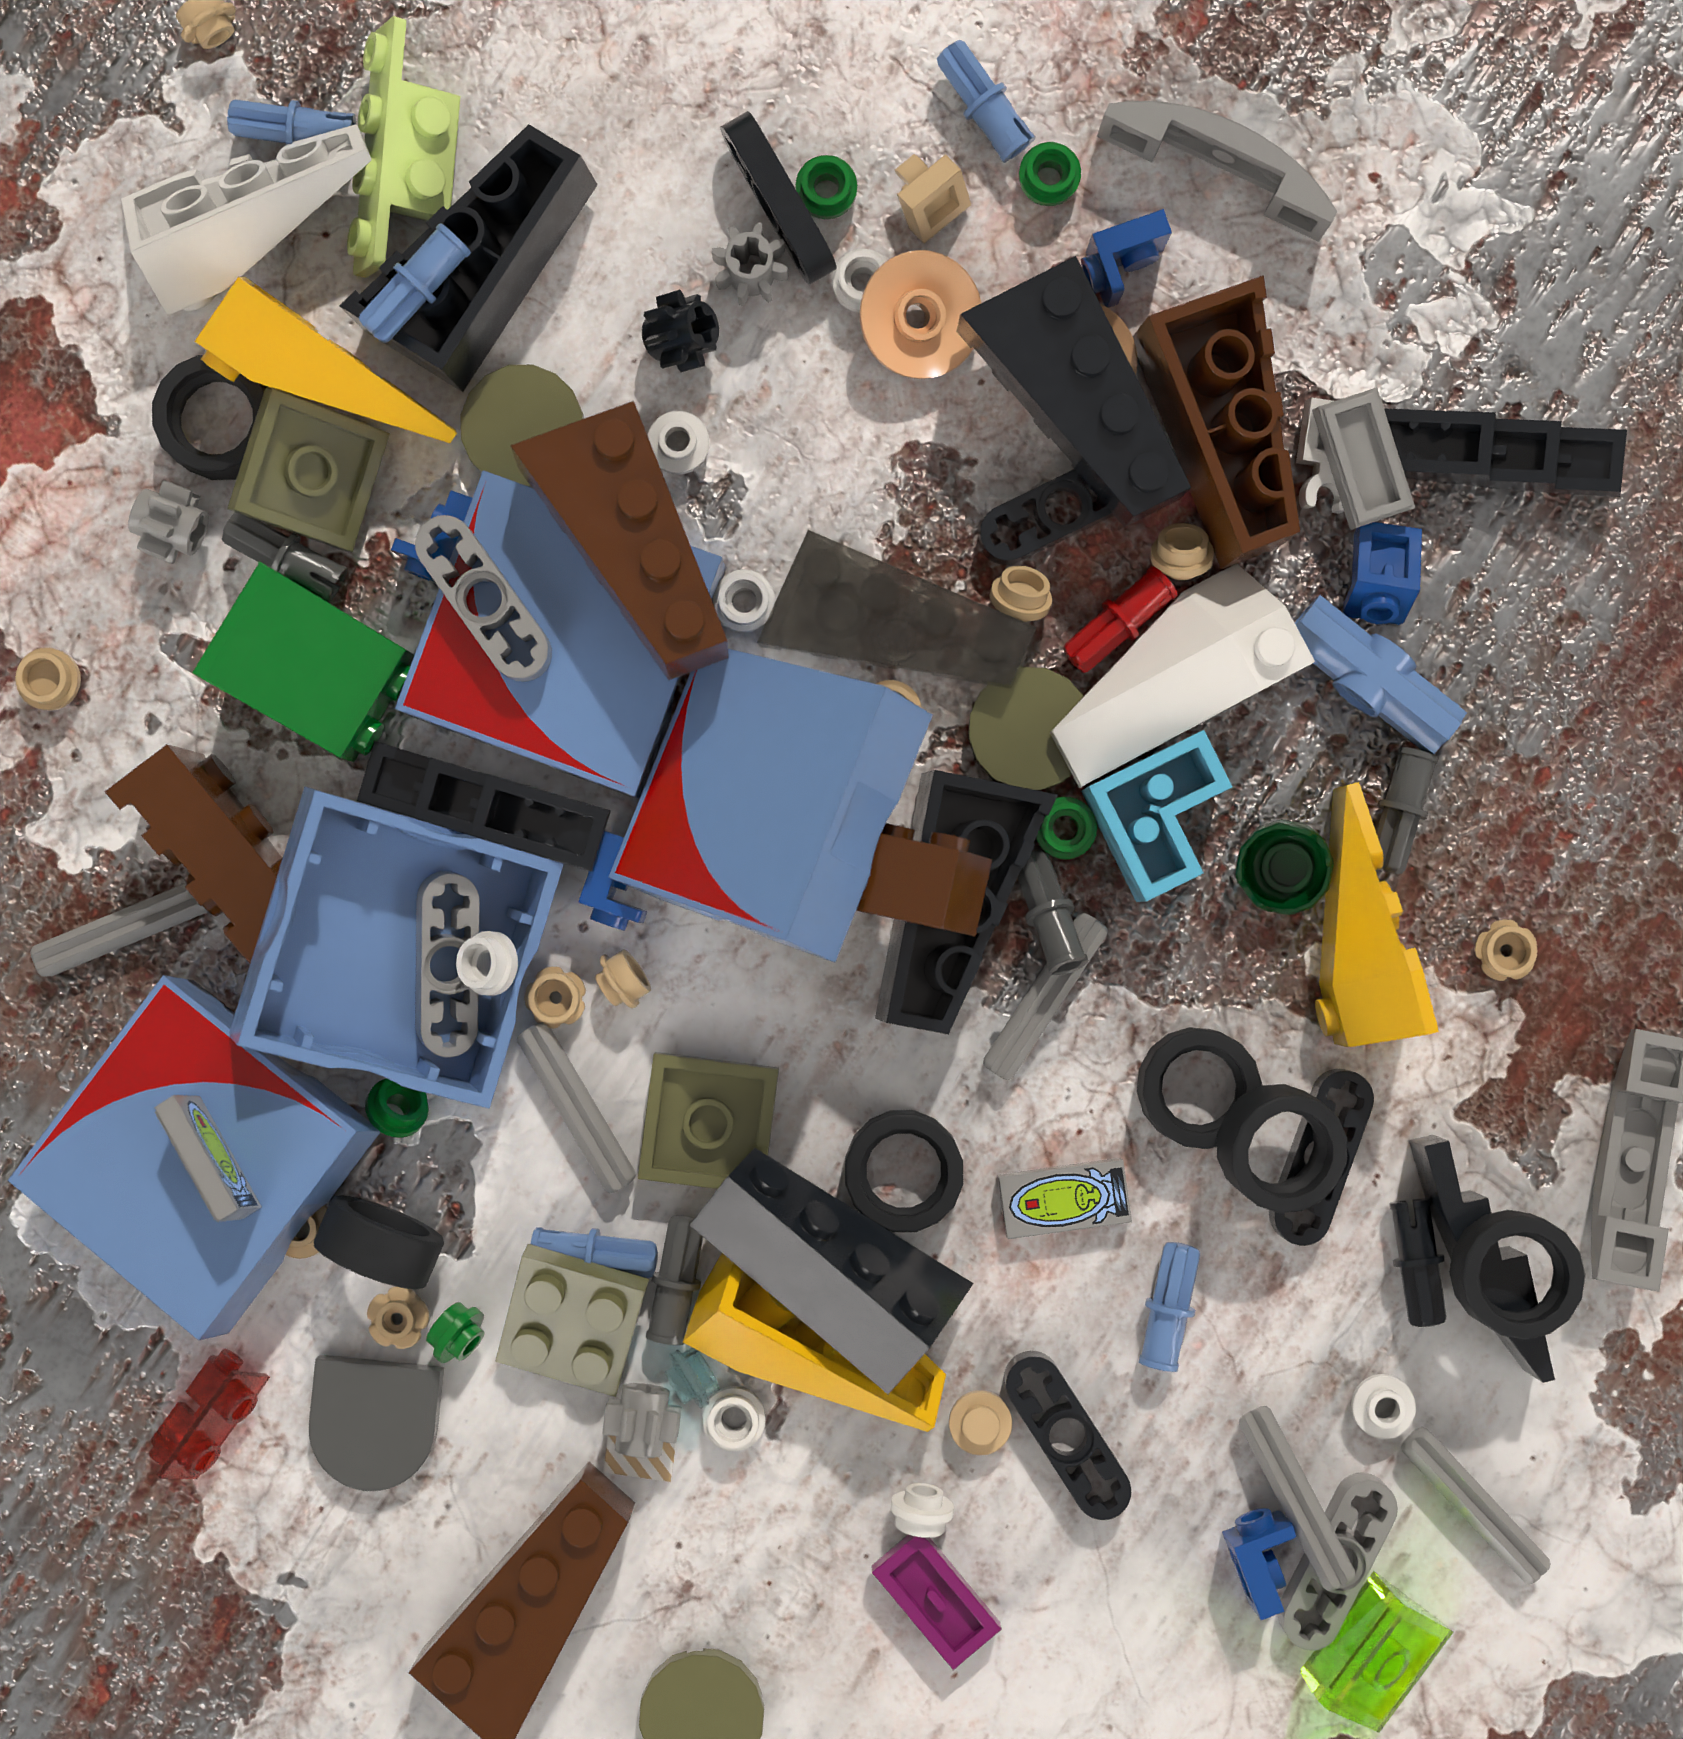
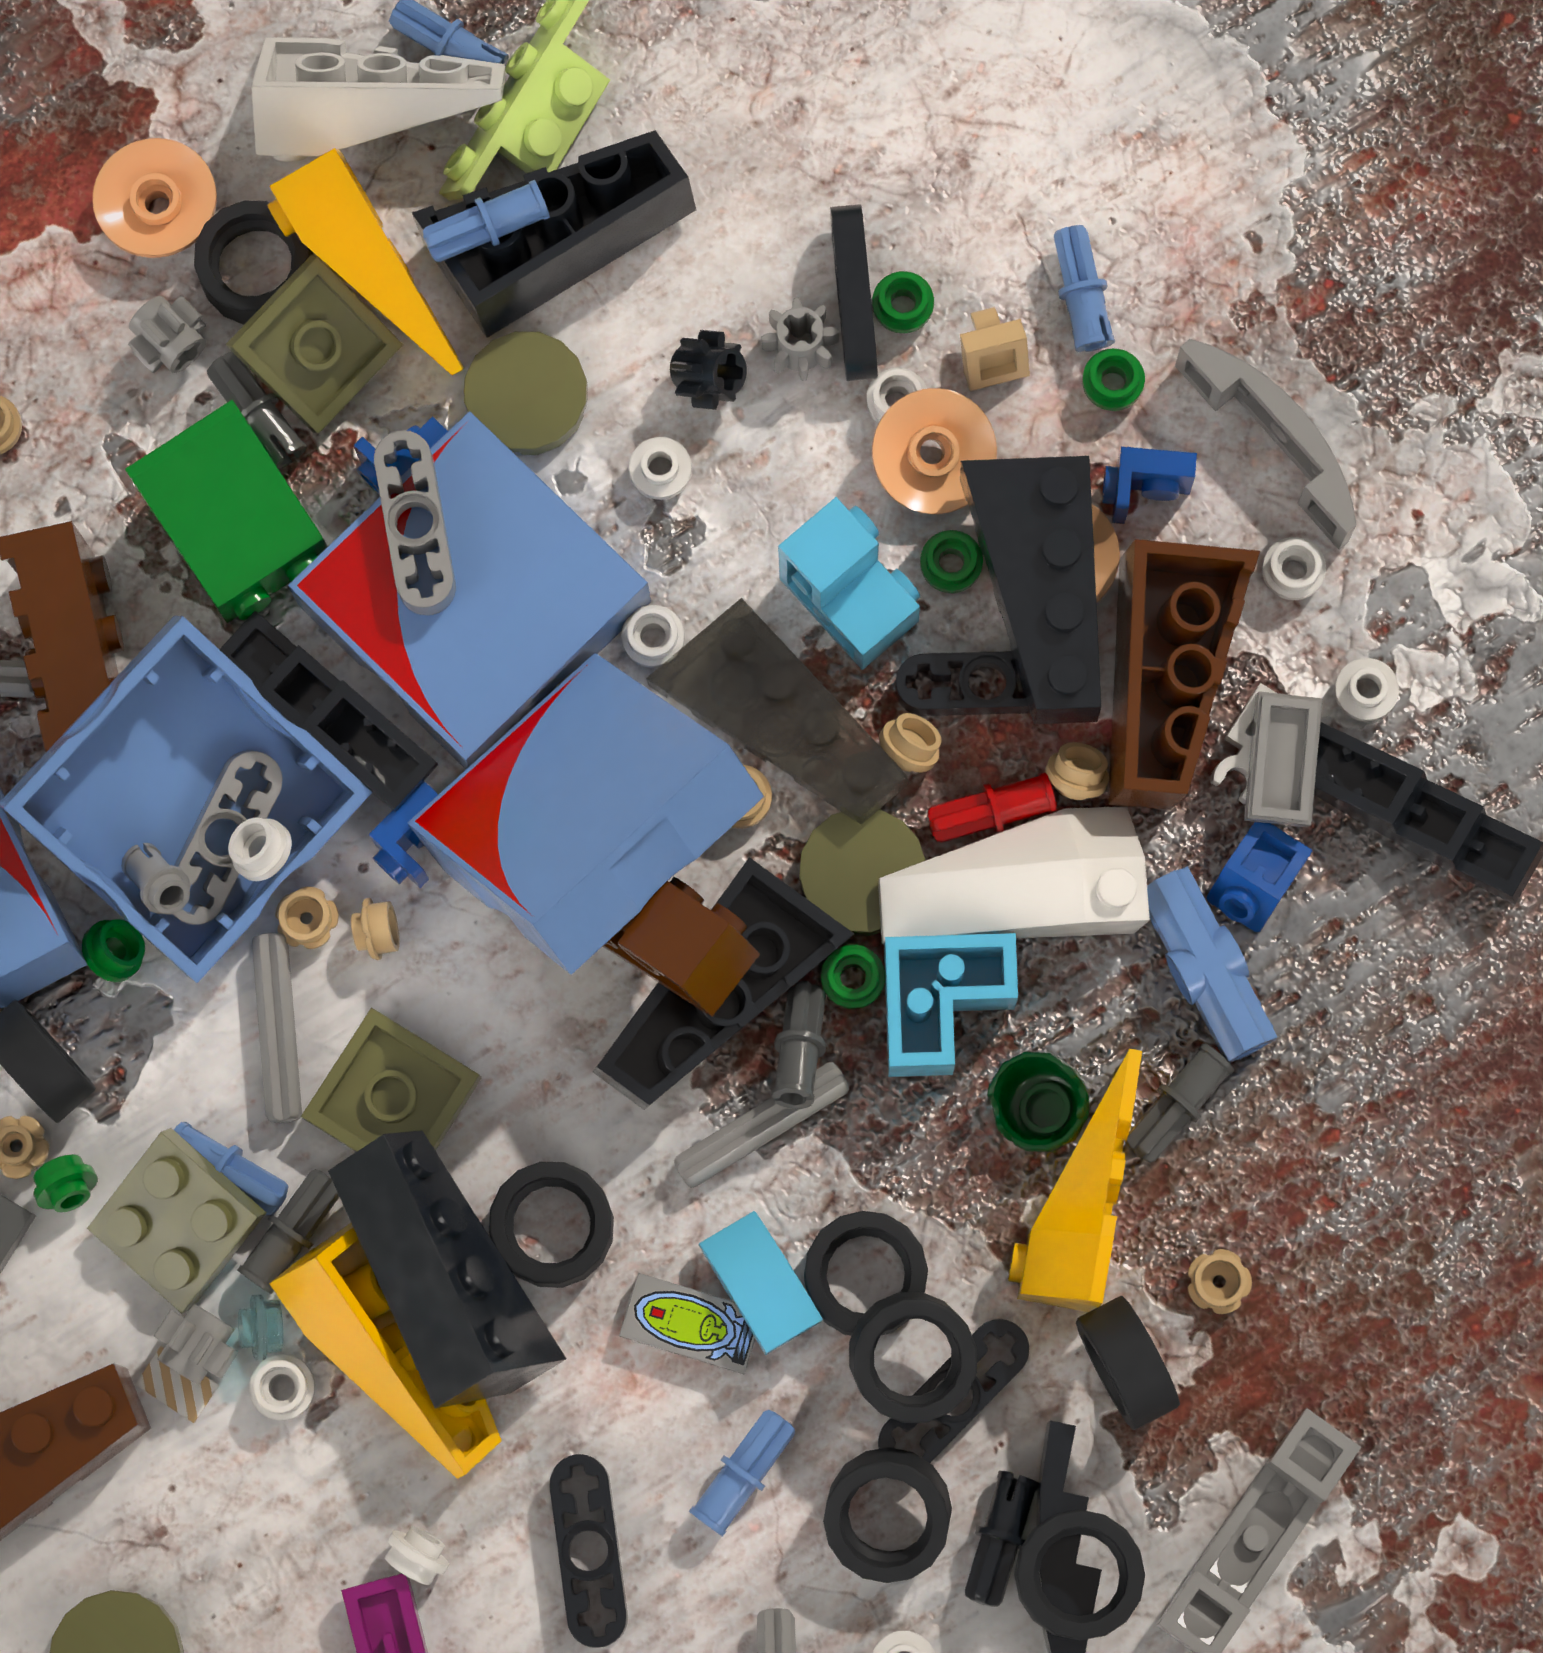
camera: 30 degrees right, 10 degrees down
(70, 382) = (148, 172): none -> light nougat dish
(416, 1039) = (161, 885): none -> light grey pin
(622, 520) = (570, 504): reddish brown wedge -> none
(899, 476) = (839, 580): none -> medium azure brick
(980, 391) = (954, 543): none -> green plate
(980, 1422) = (511, 1499): tan plate -> none
(1112, 1138) = (760, 1282): none -> medium azure slope
(1303, 265) = (1295, 550): none -> white plate
(1325, 1331) = (877, 1563): none -> black tyre
(1391, 373) = (1364, 708): none -> white plate
(1471, 1065) = (1127, 1362): none -> black tyre

